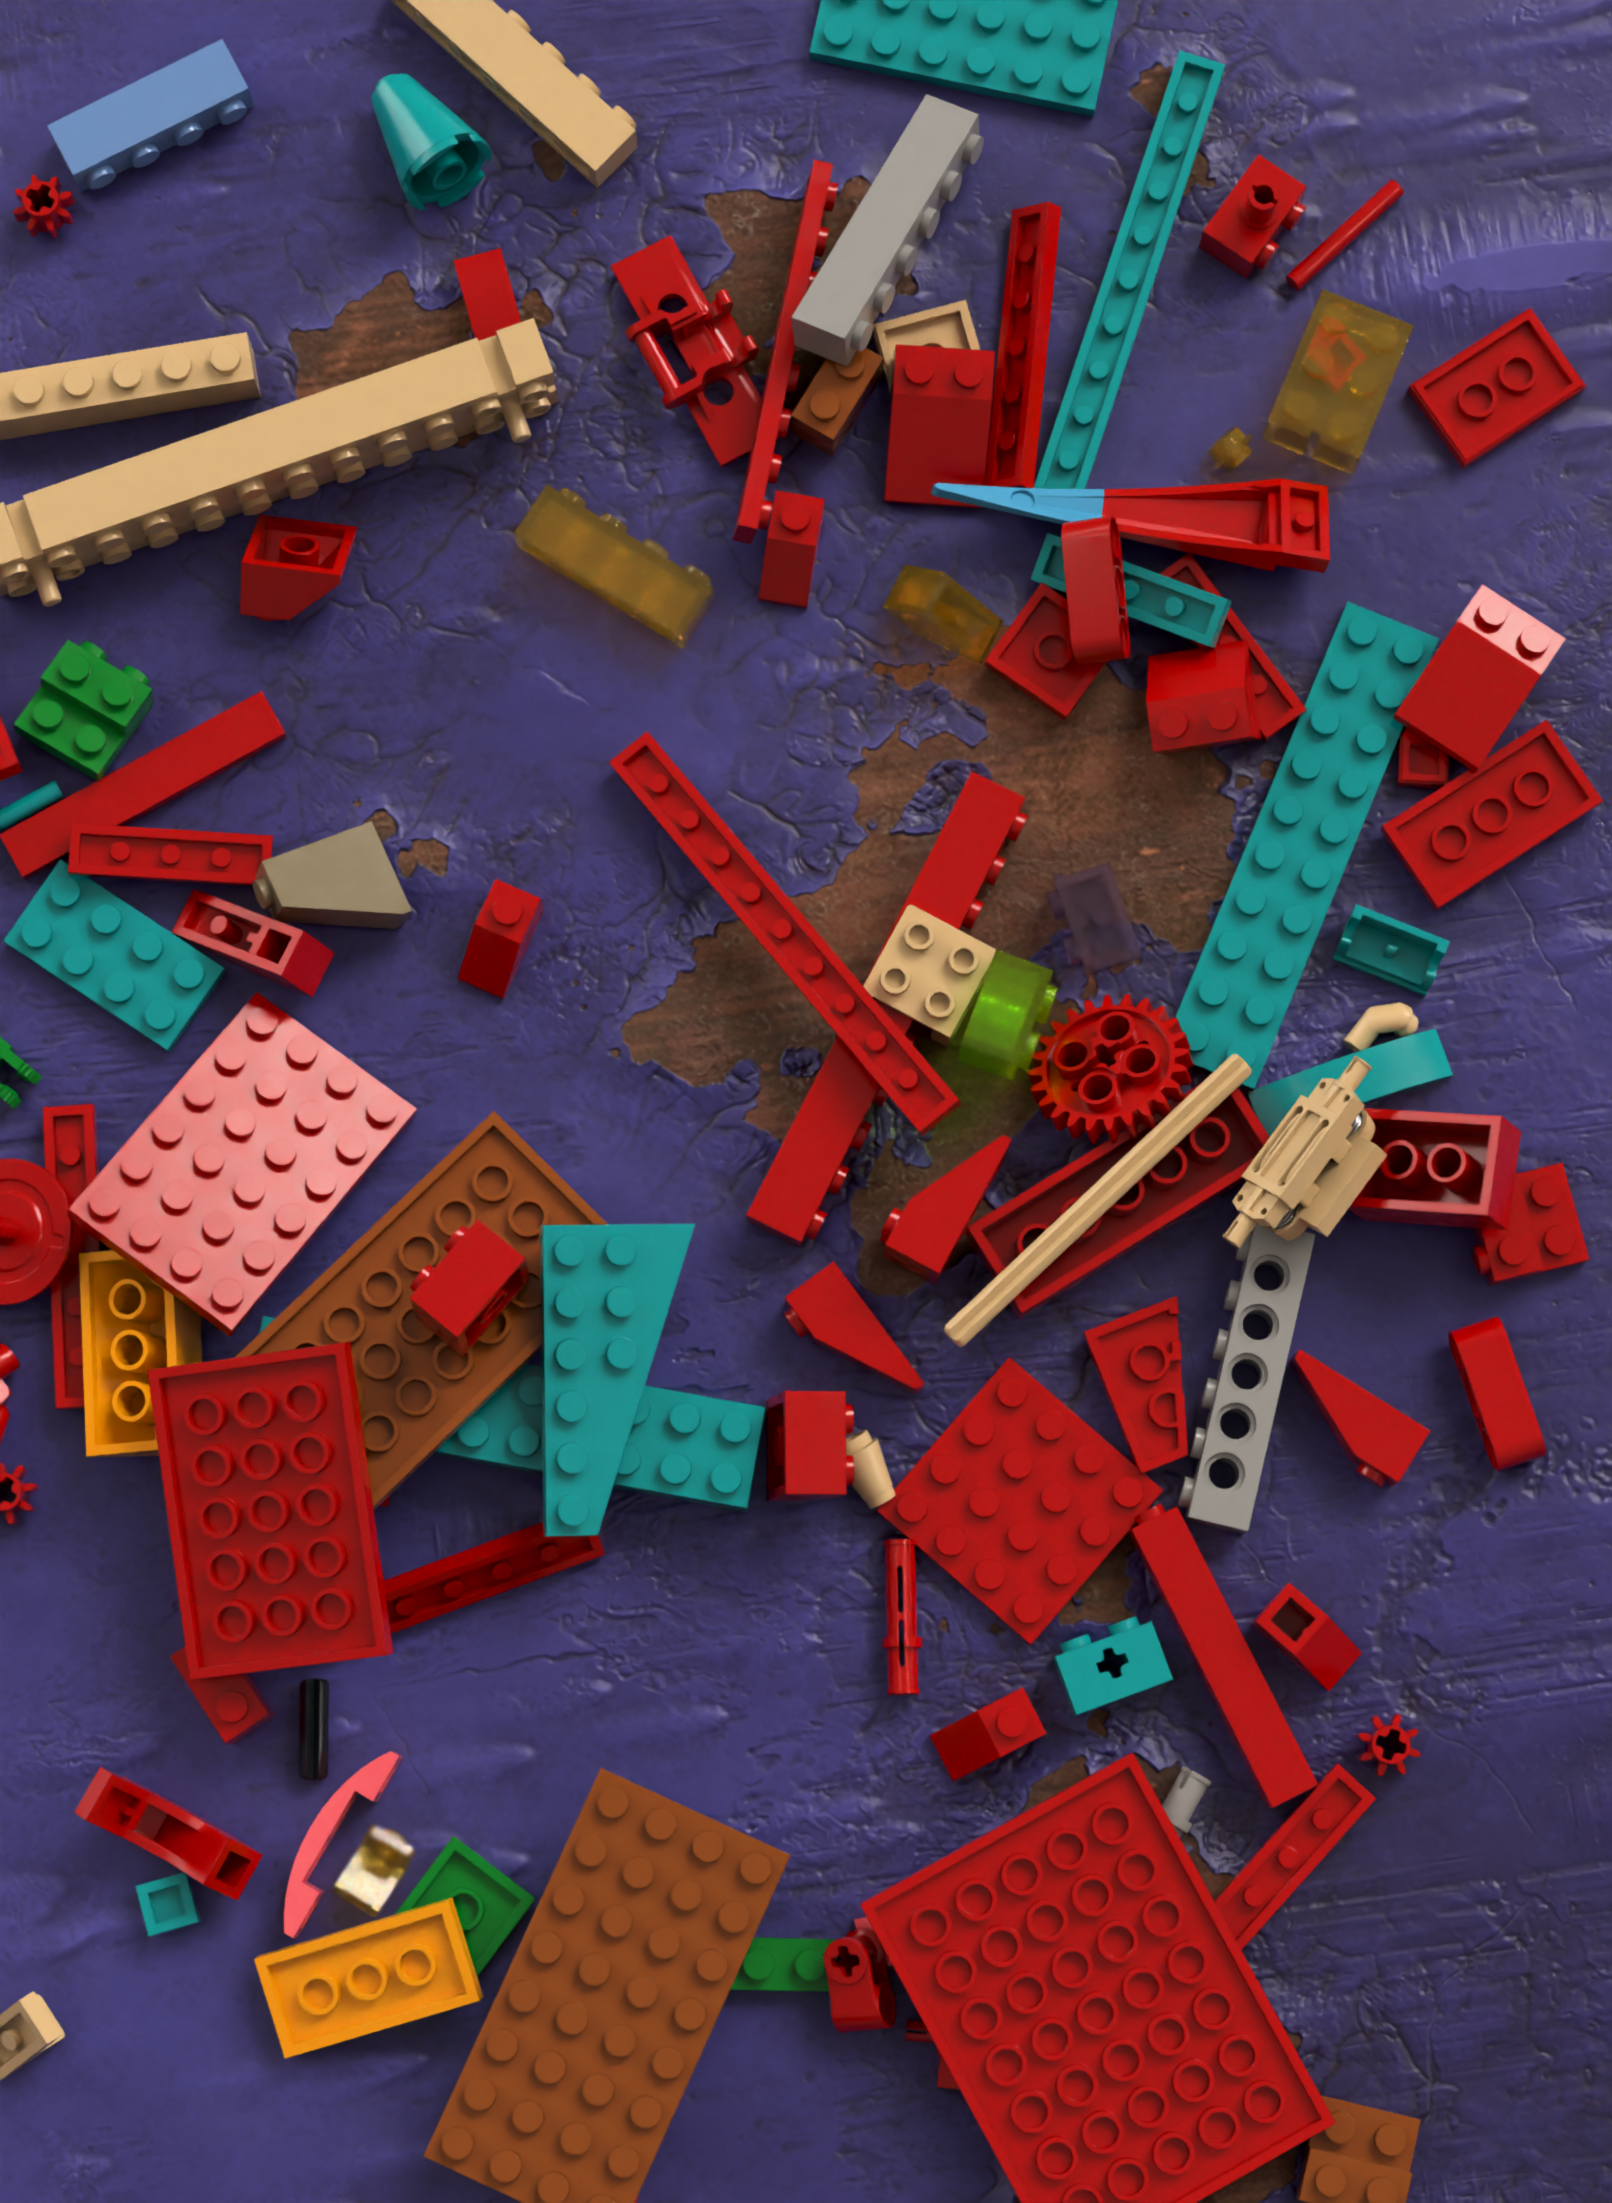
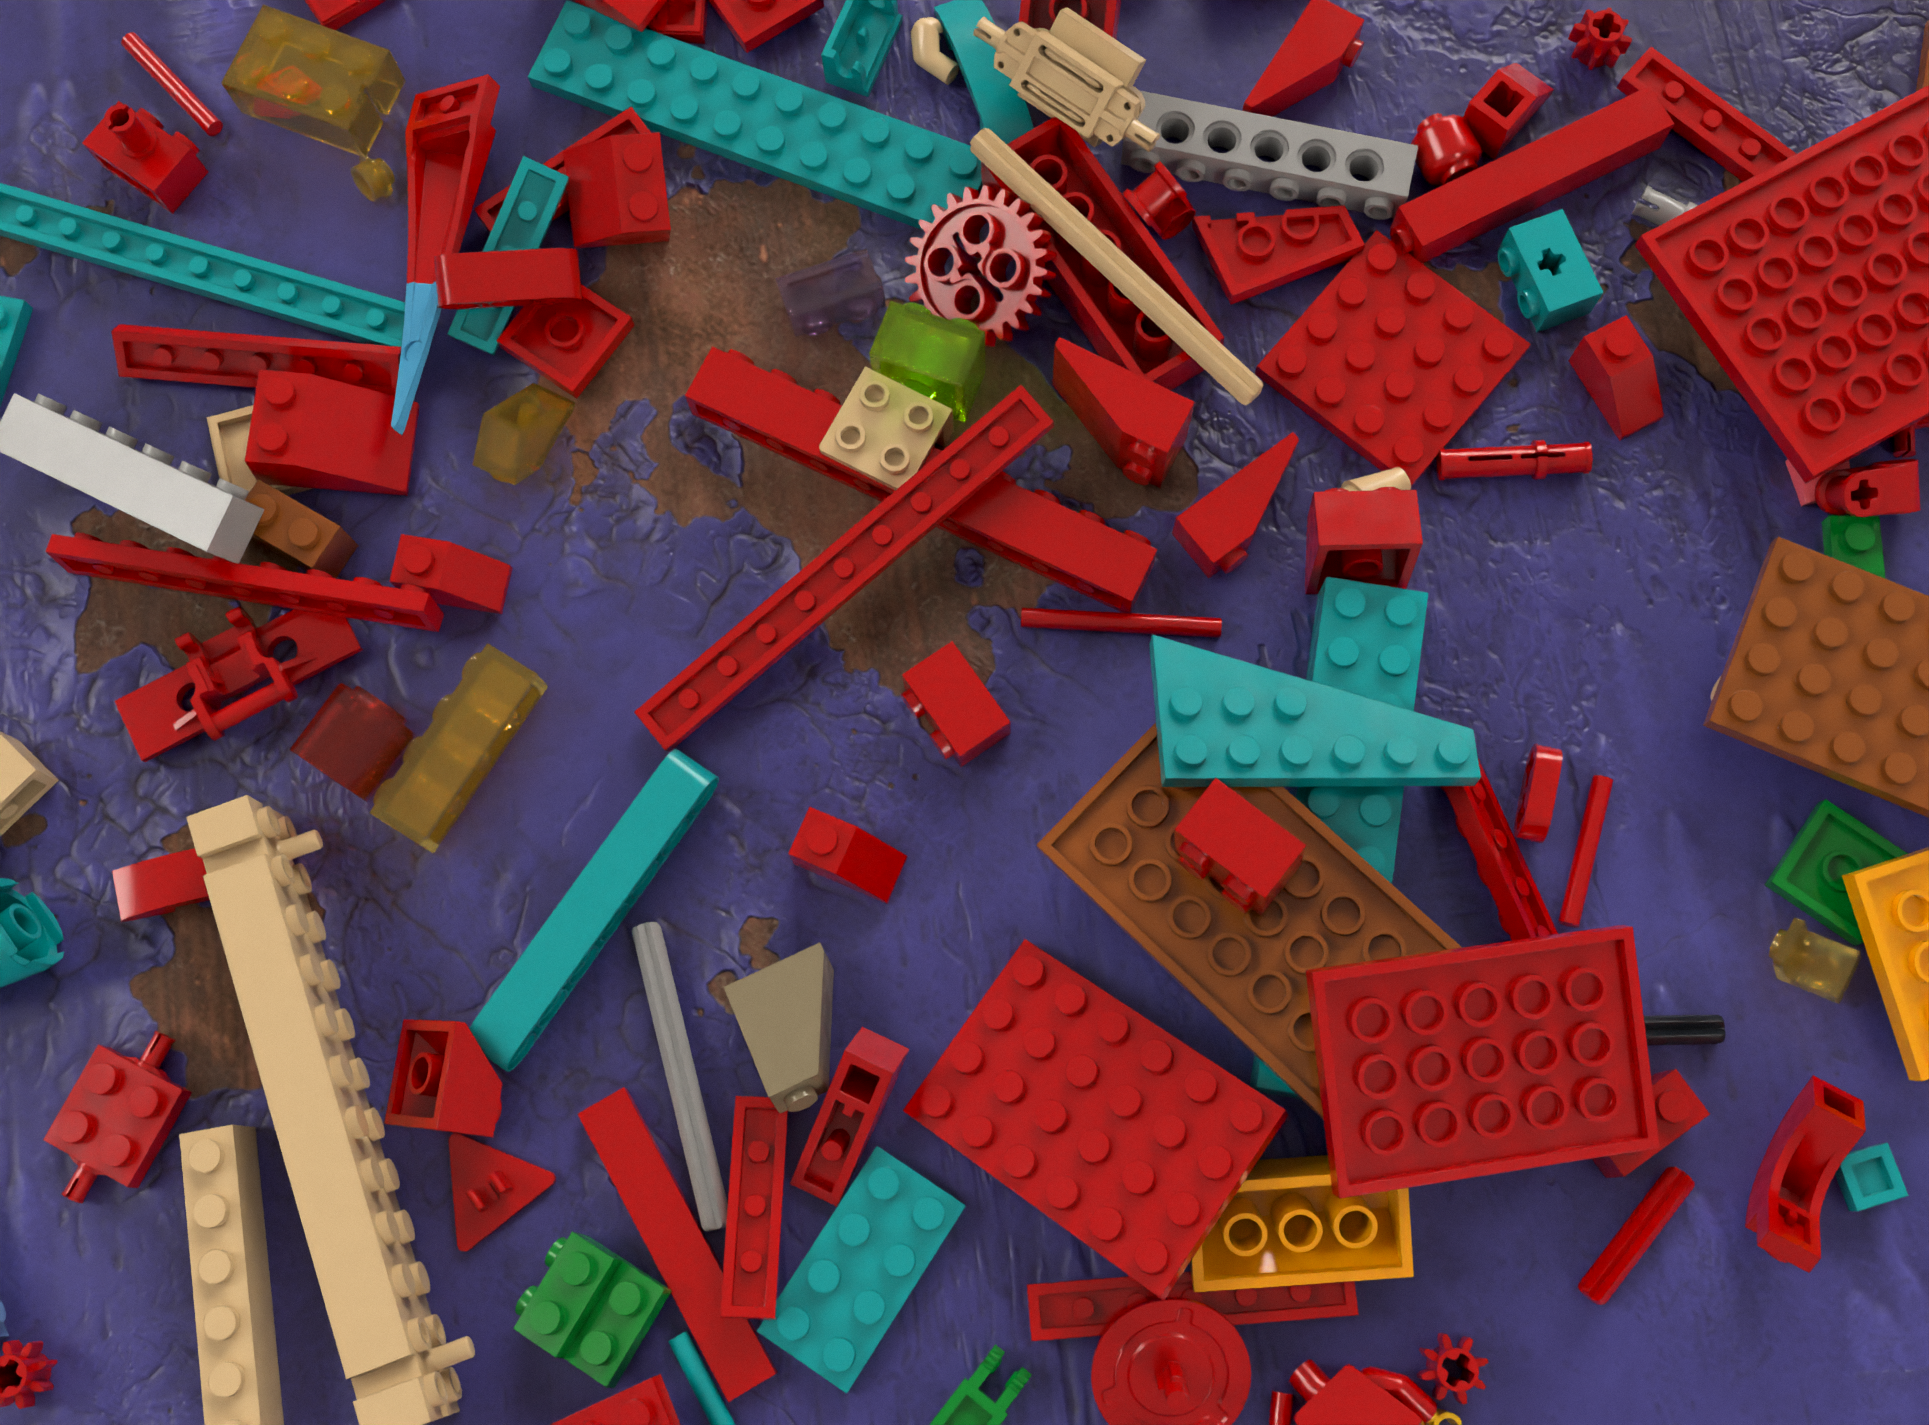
camera: 85 degrees left, 5 degrees down
(122, 1679) = (1636, 1235): none -> red axle
(197, 614) = (489, 1188): none -> red piece
(272, 272) = (117, 1116): none -> red plate
(298, 785) = (681, 1076): none -> light grey axle
(301, 1895) = (1725, 972): coral slope -> none
(456, 700) = (592, 909): none -> teal beam
(492, 1662) = (1585, 851): none -> red bar
(549, 1614) = (1538, 793): none -> red beam
(618, 465) = (354, 739): none -> clear red piece
(648, 1042) = (955, 705): none -> red brick
(736, 1211) = (1121, 622): none -> red bar
(1185, 1256) = (1162, 203): none -> red piece
(1251, 1565) = (1445, 148): none -> red head

